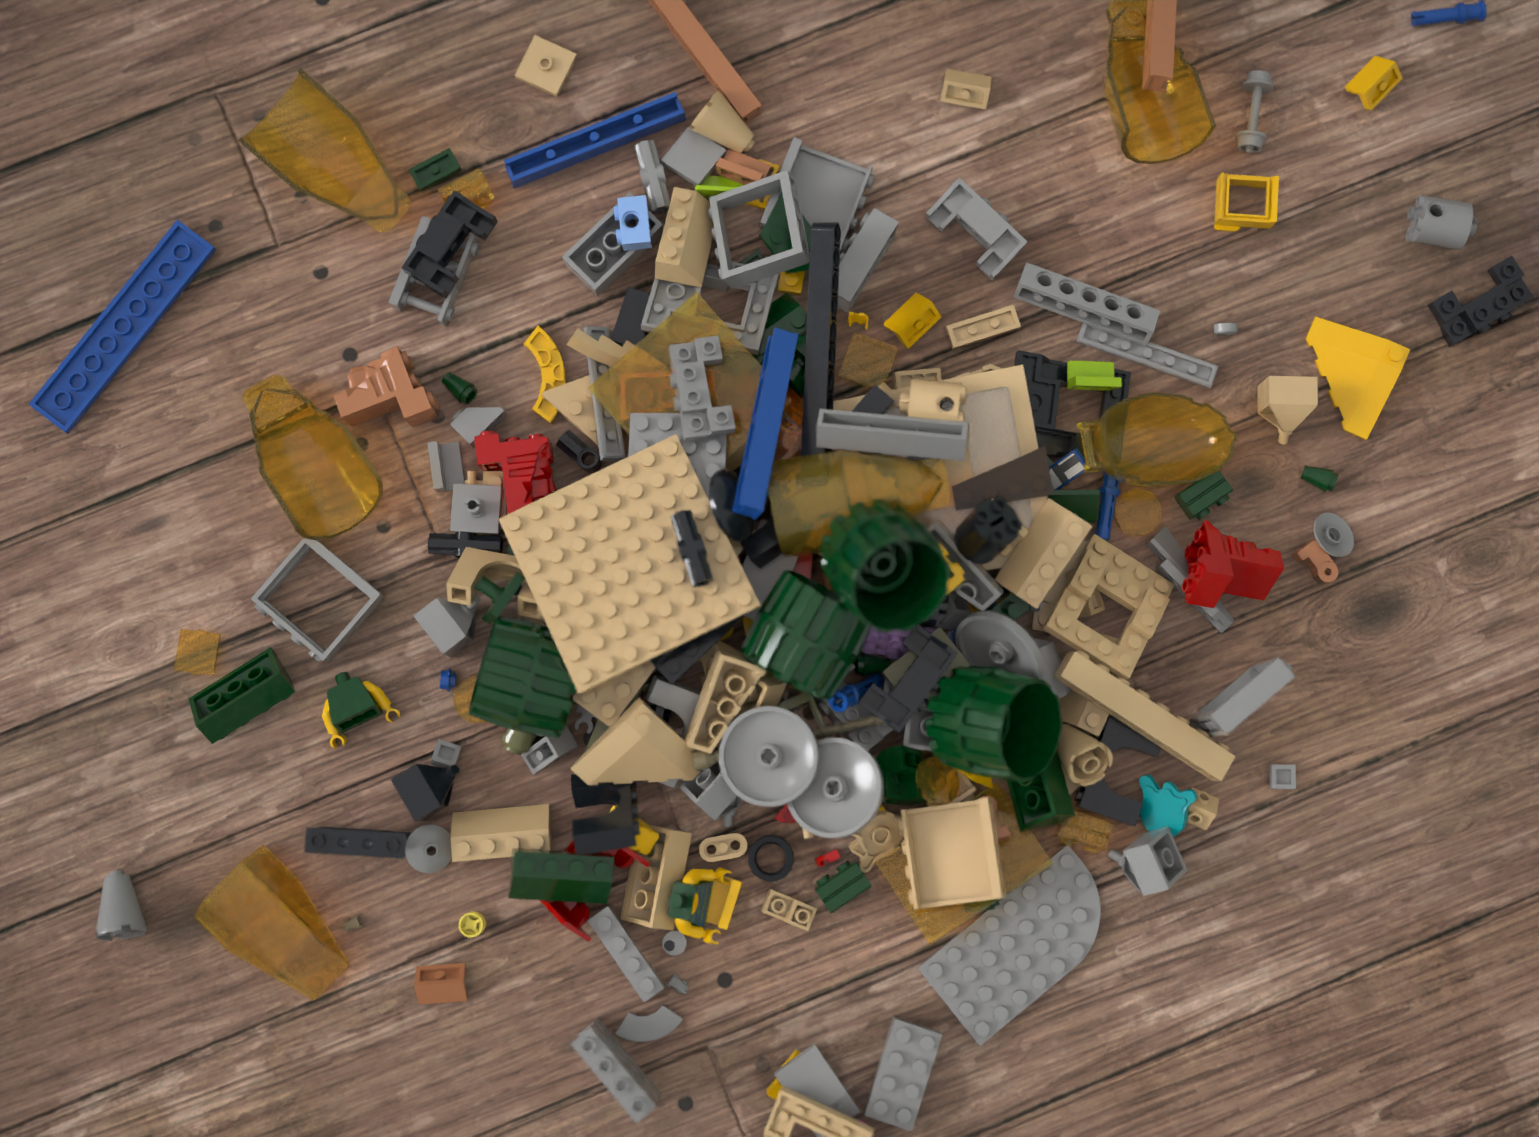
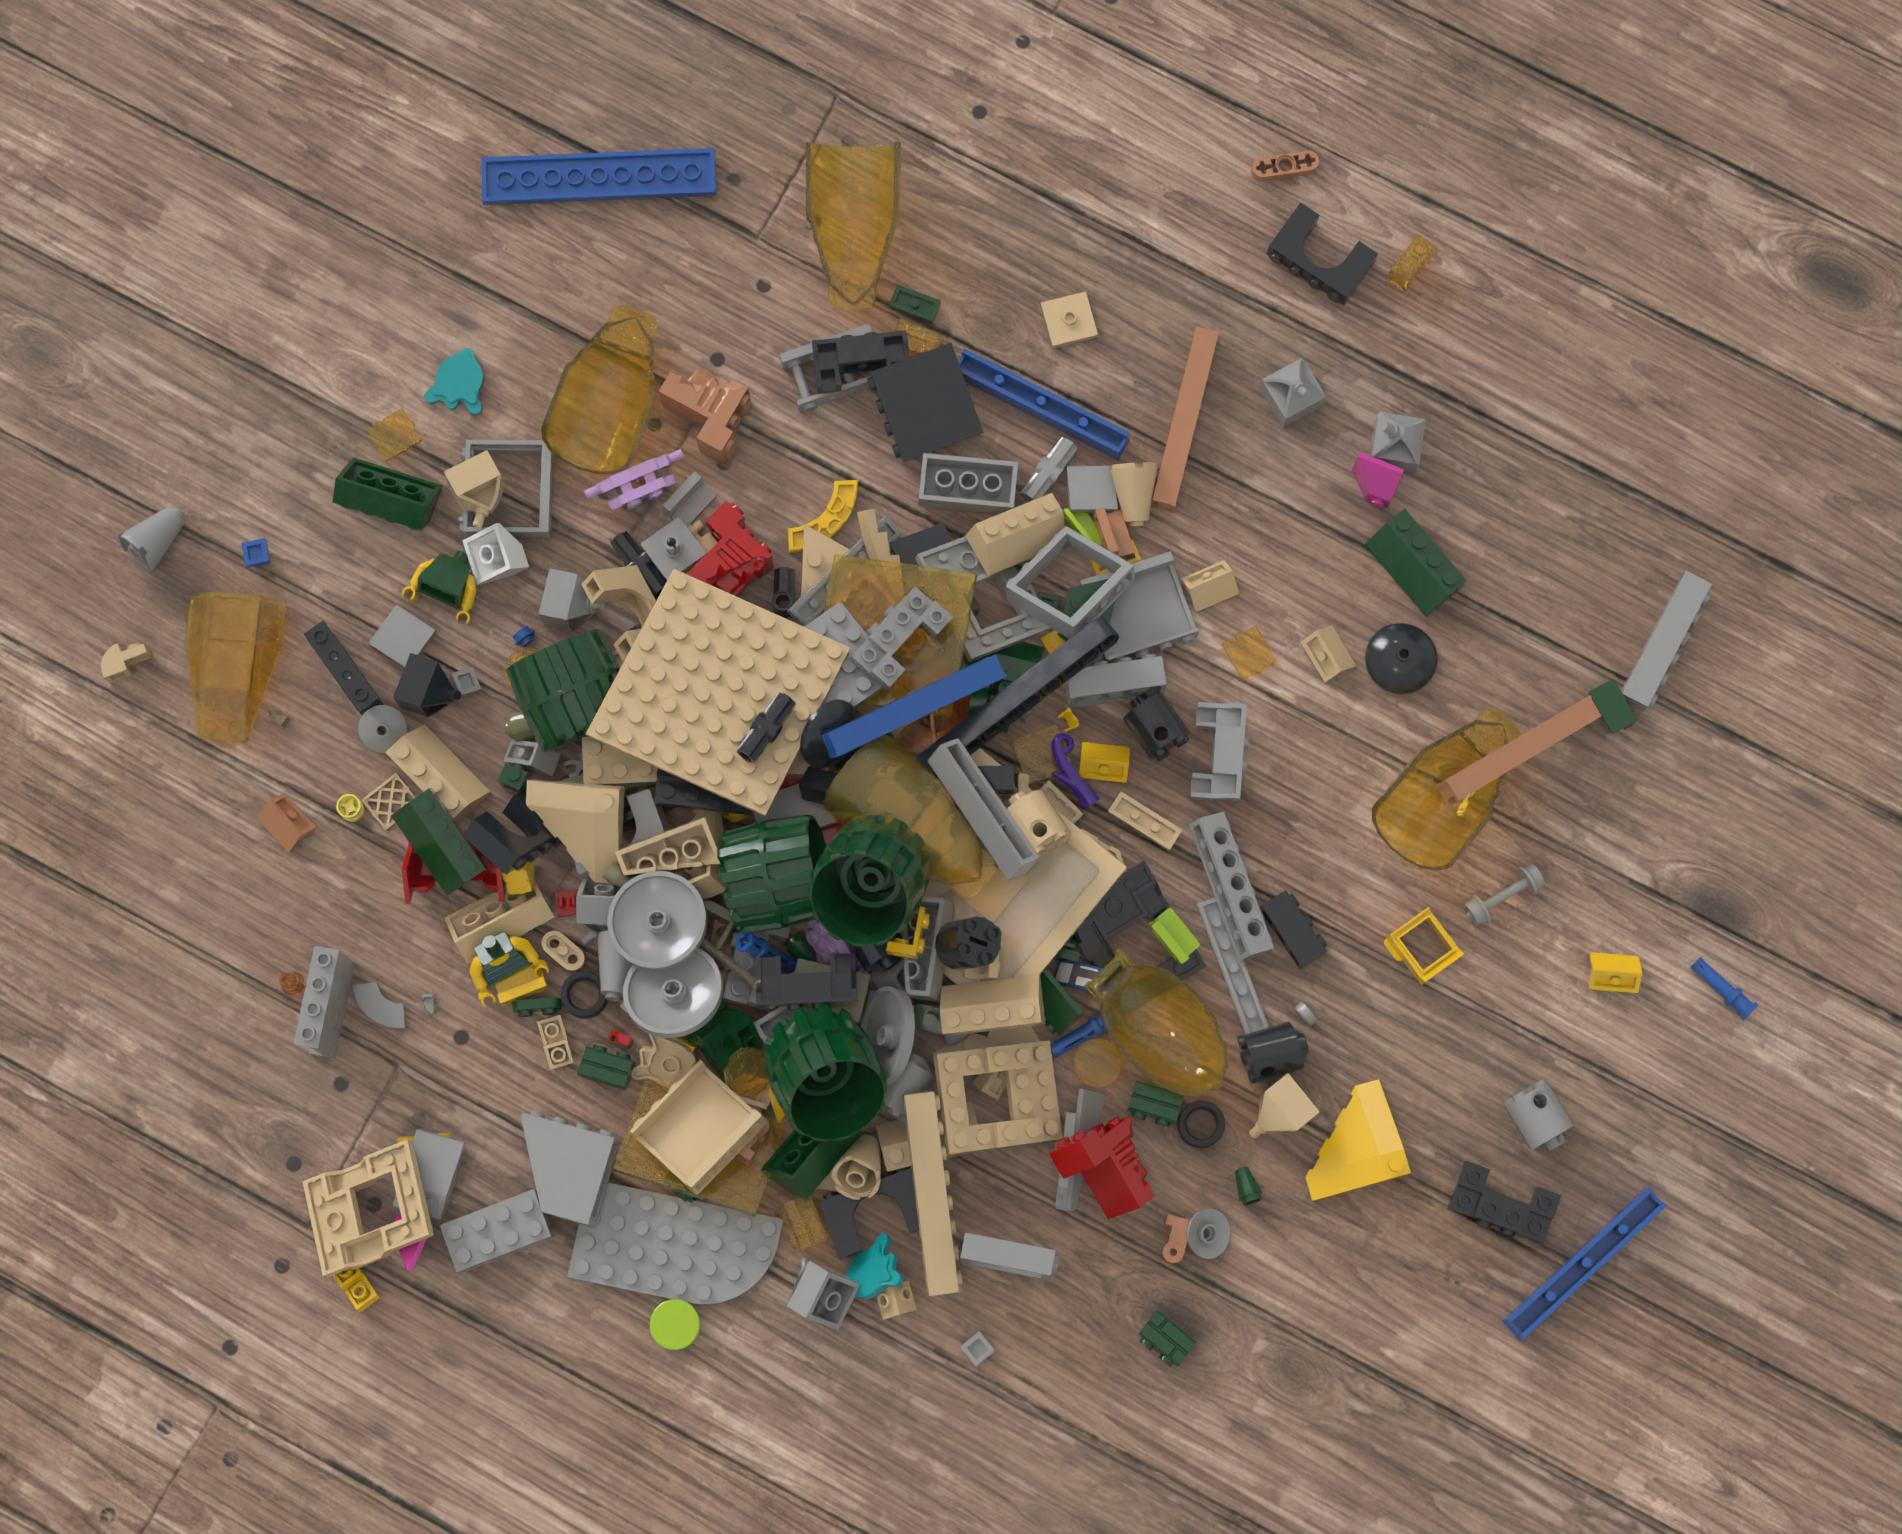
camera: 50 degrees right, 5 degrees down
(197, 567) = (458, 381): none -> teal tile
(198, 1017) = (117, 661): none -> tan brick
(202, 837) = (256, 553): none -> blue tile
(298, 620) = (476, 486): none -> tan piece
(362, 650) = (494, 554): none -> white slope
(367, 774) = (402, 635): none -> light grey tile
(396, 478) = (632, 497): none -> lavender piece
(461, 389) = (758, 462): dark green cone -> none
(476, 420) = (743, 494): light grey slope -> none
(492, 907) = (375, 814): none -> tan window
(499, 596) = (616, 616): dark green tile -> none
(522, 223) = (925, 402): none -> black panel
(555, 775) = (514, 777): none -> dark green brick
(576, 1074) = (296, 985): none -> clear orange cone
(626, 954) = (416, 953): light grey arch -> none
(636, 237) = (987, 497): light blue brick -> none
(674, 942) = (458, 974): light grey tile -> none
(687, 813) = (566, 903): none -> red tile
(756, 894) = (547, 1006): none -> dark green plate
(772, 820) = (612, 968): none -> light grey cone
(841, 130) = (1210, 585): none -> tan panel
(897, 977) = (569, 1166): none -> light grey slope
(905, 354) = (1070, 776): none -> dark purple plant
(910, 257) = (1149, 719): none -> black cylinder
(916, 146) = (1249, 653): none -> clear yellow piece
(1009, 52) = (1398, 673): none -> black dish
(1012, 481) = (1029, 935): dark brown wing -> none
(1083, 992) = (675, 1324): none -> lime tile
(1156, 285) = (1294, 929): none -> black brick
(1238, 375) = (1272, 1052): none -> black cylinder
(1262, 464) = (1201, 1105): none -> black tyre
(1387, 629) = (1166, 1339): none -> dark green brick

